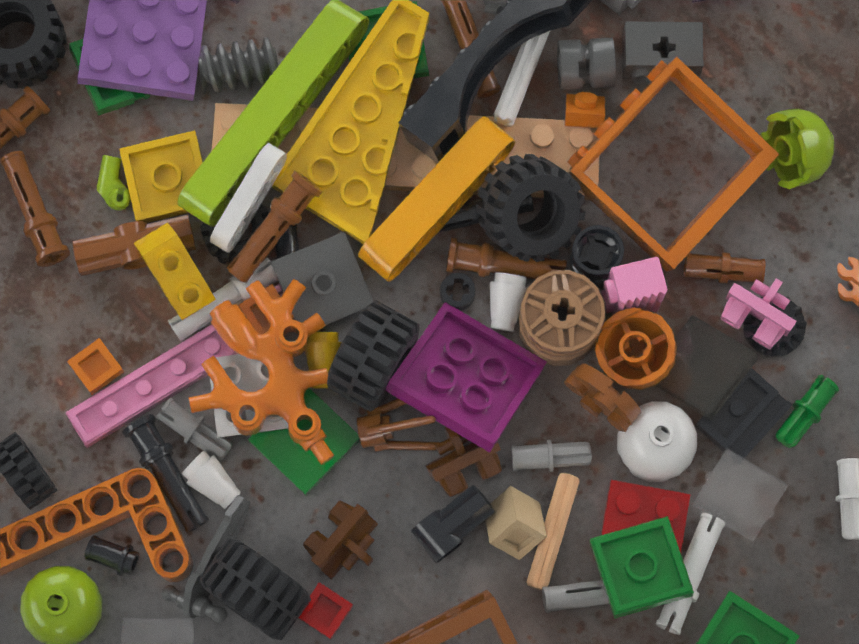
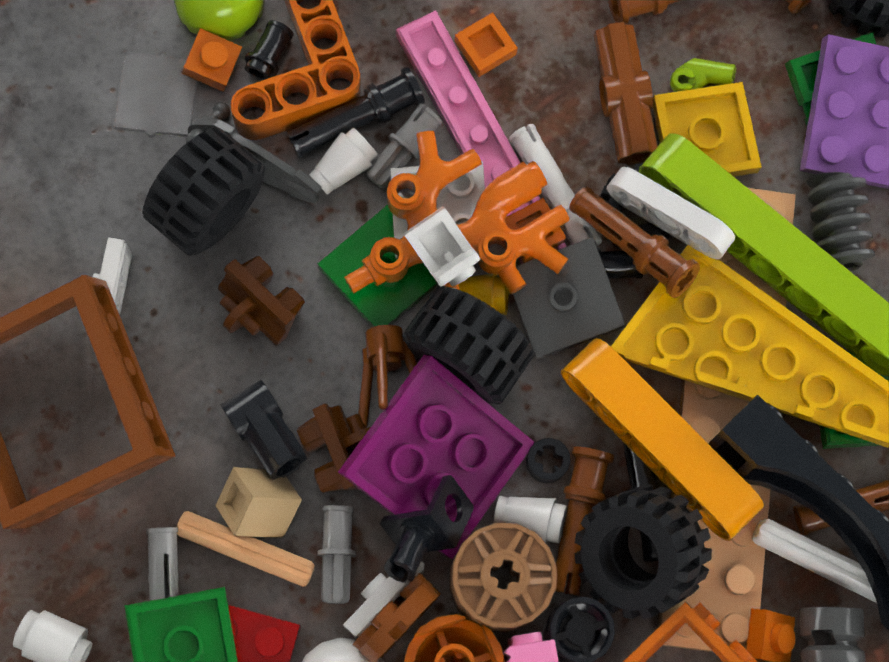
camera: 85 degrees right, 0 degrees up
(123, 605) = (211, 60): none -> orange plate
(174, 271) = (588, 128): yellow brick -> none
(297, 377) = (443, 248): none -> white bracket
(325, 611) = (179, 276): red plate -> none
(532, 383) = (425, 530): none -> black bracket
(581, 414) = (377, 595): none -> white plate

